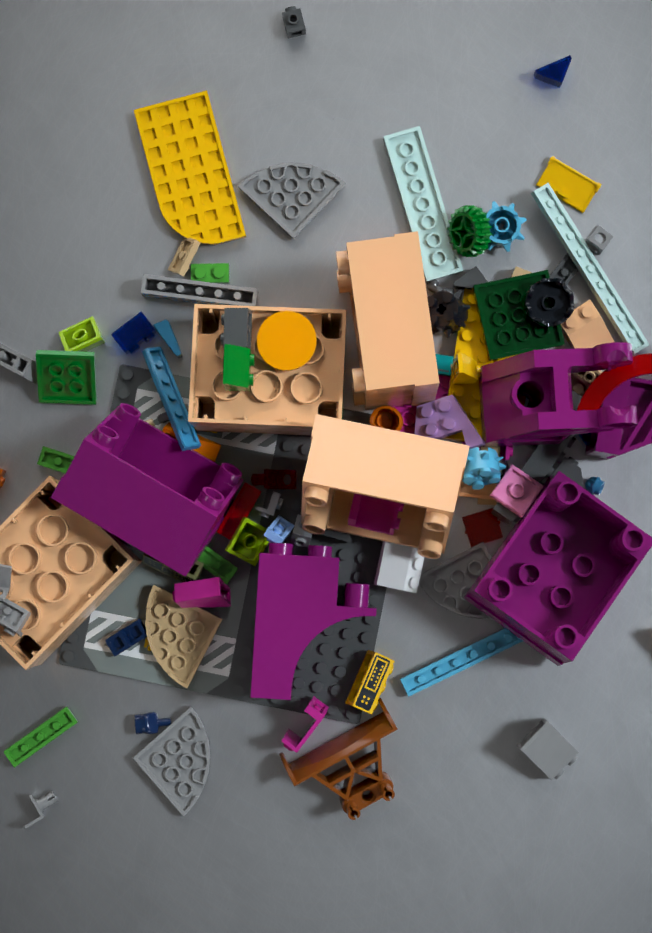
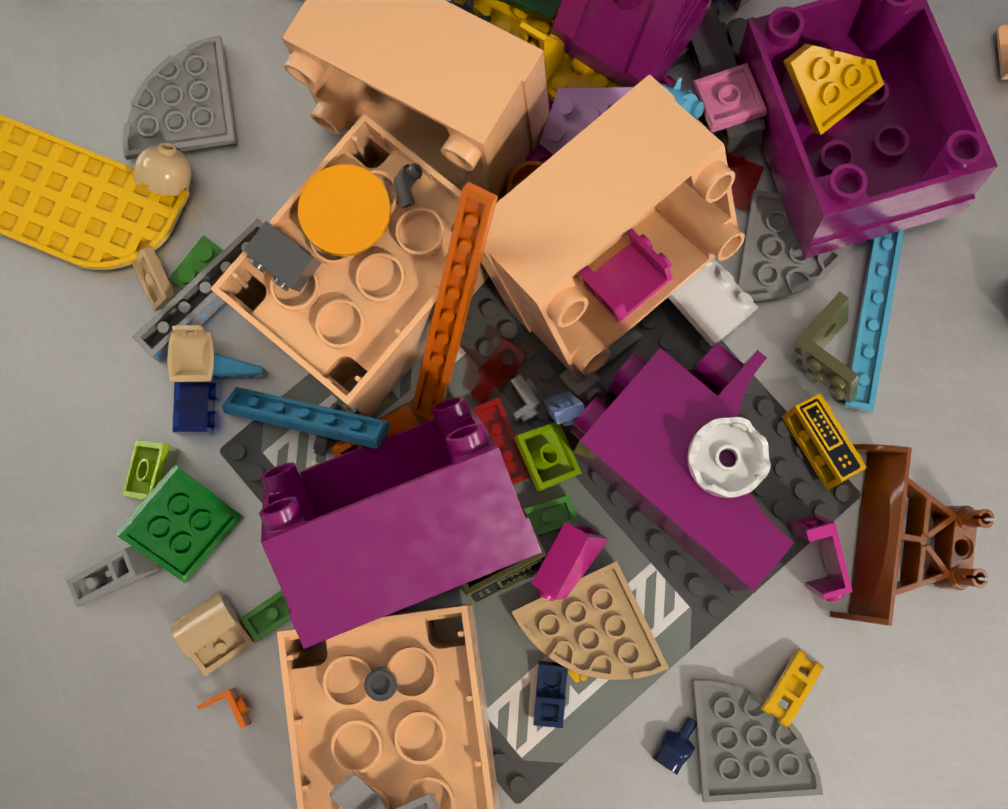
camera: 55 degrees left, 5 degrees down
(24, 437) = (211, 633): none -> tan brick
(63, 547) = (381, 684): none -> dark grey tile
(156, 313) = (190, 354): none -> tan piece
(226, 760) = (792, 687): none -> yellow plate
(237, 368) = (329, 290): green slope -> none
(244, 216) = (163, 170): none -> tan cylinder
(279, 435) = (454, 297): none -> orange plate
(303, 648) = (749, 449): none -> white plate
(325, 359) = (404, 181): none -> dark grey arm
(421, 636) = (817, 362): none -> olive bracket
(564, 540) = (831, 83): none -> yellow plate

